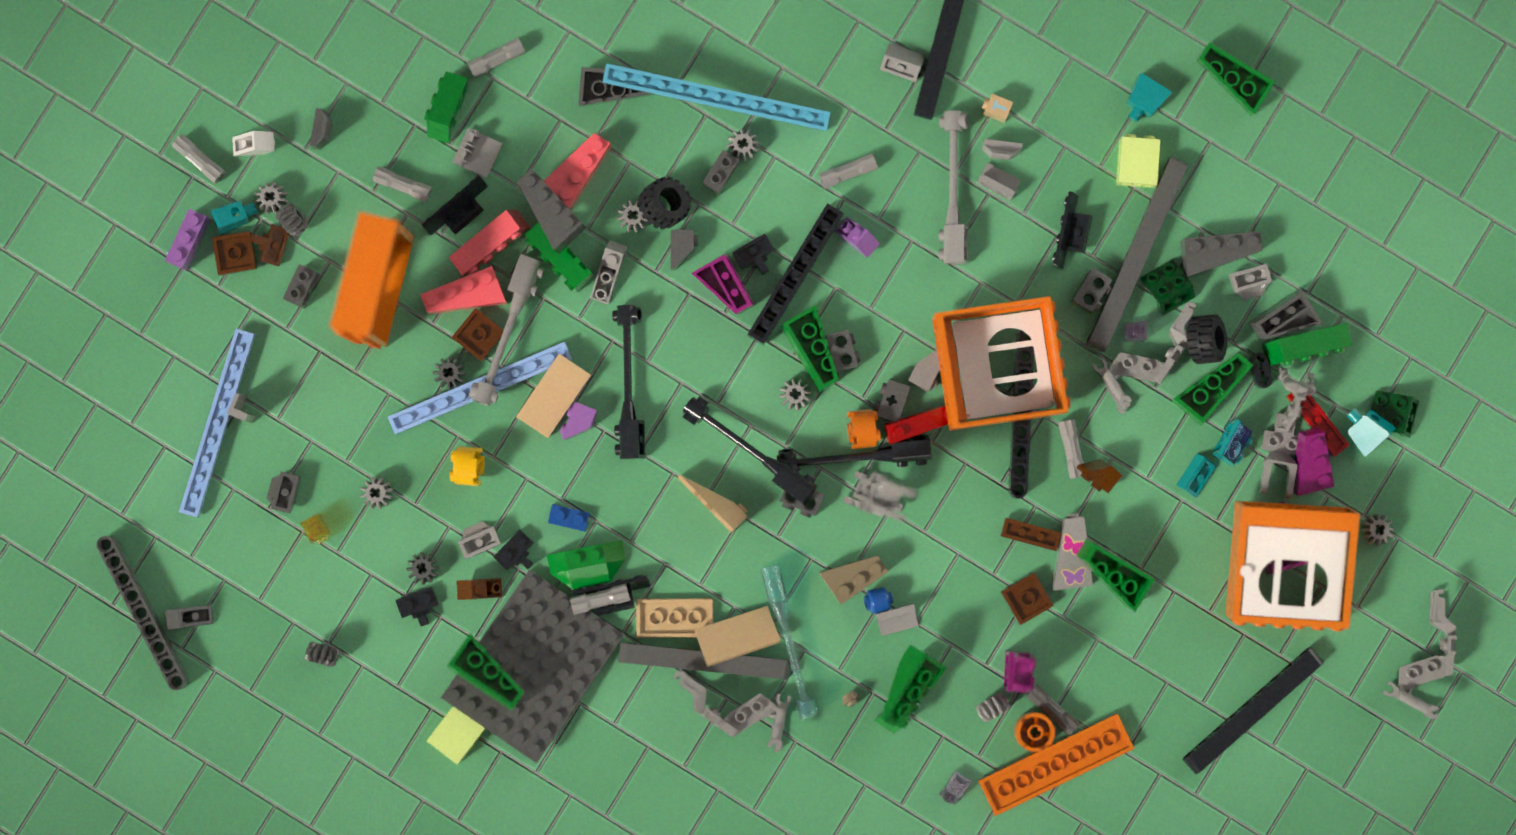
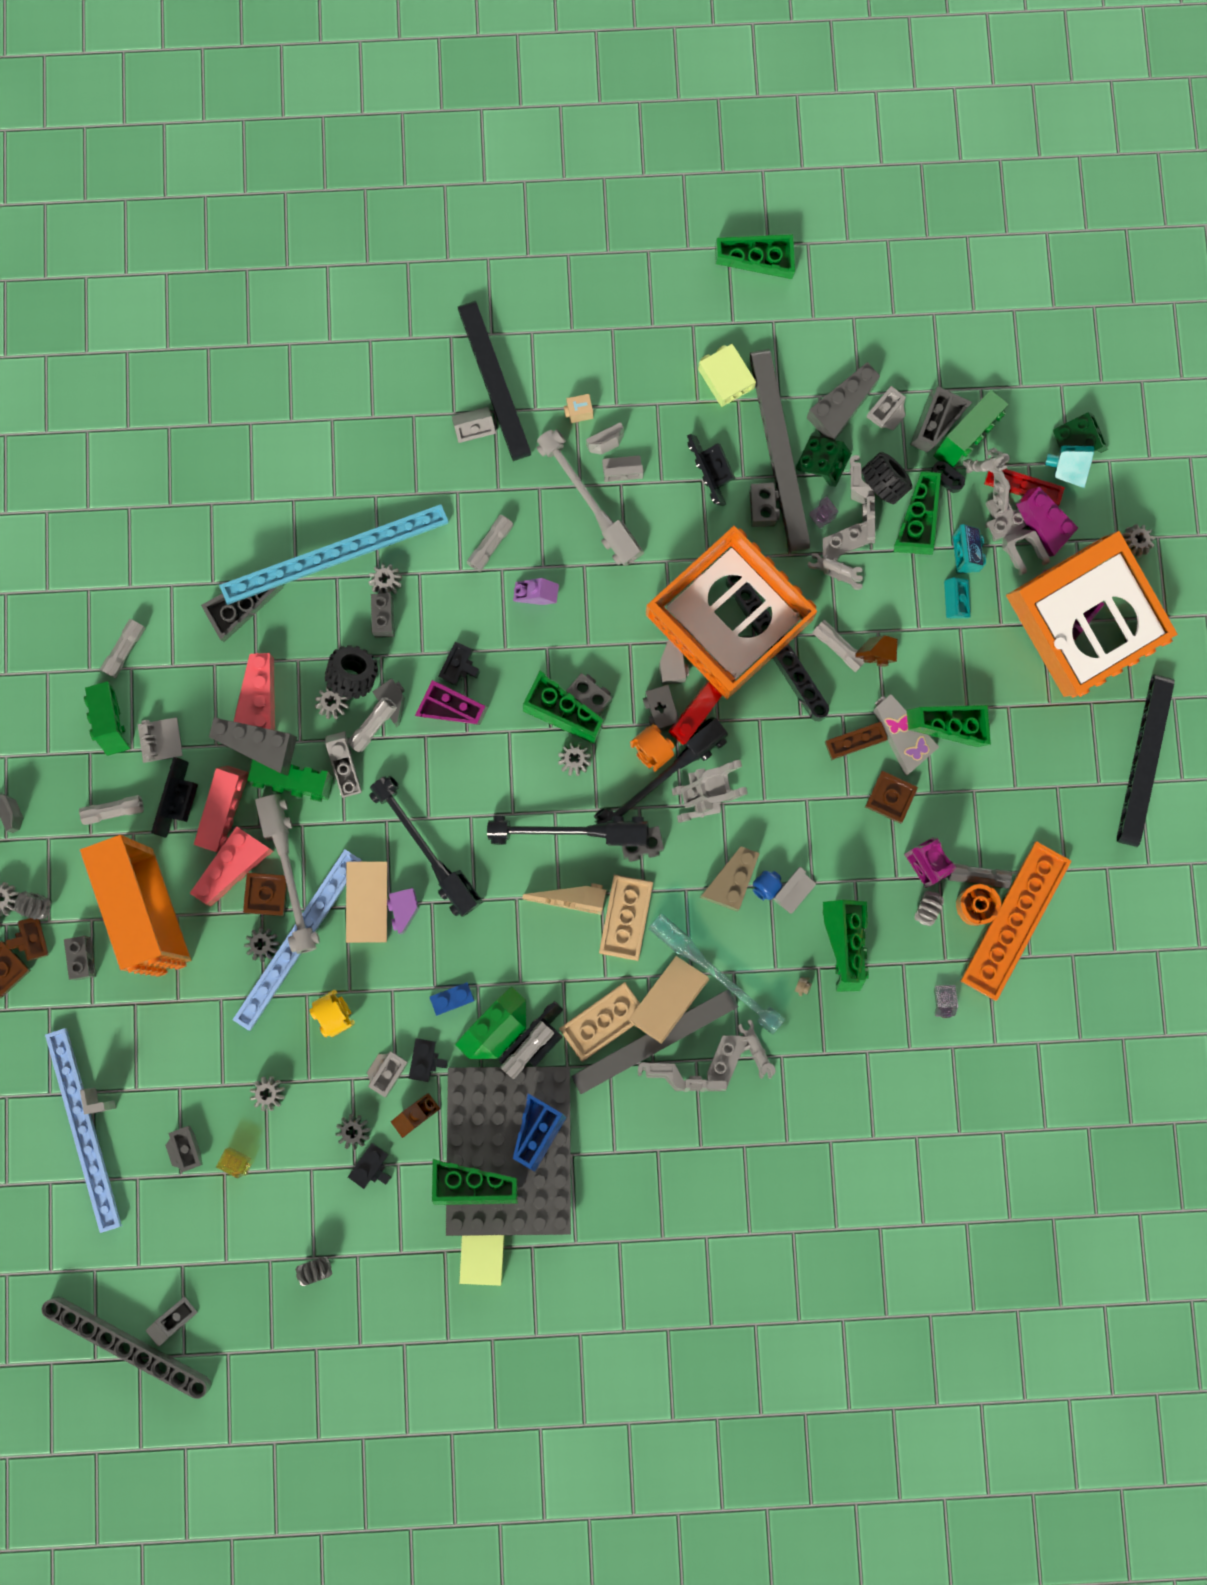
camera: 35 degrees left, 5 degrees down
(563, 668) = (537, 1132): none -> blue wedge
(651, 257) = (380, 714): none -> light grey axle
(749, 548) = (626, 917): none -> tan tile
(795, 274) = (505, 658): black brick -> none
(1146, 97) = (695, 318): teal torso -> none

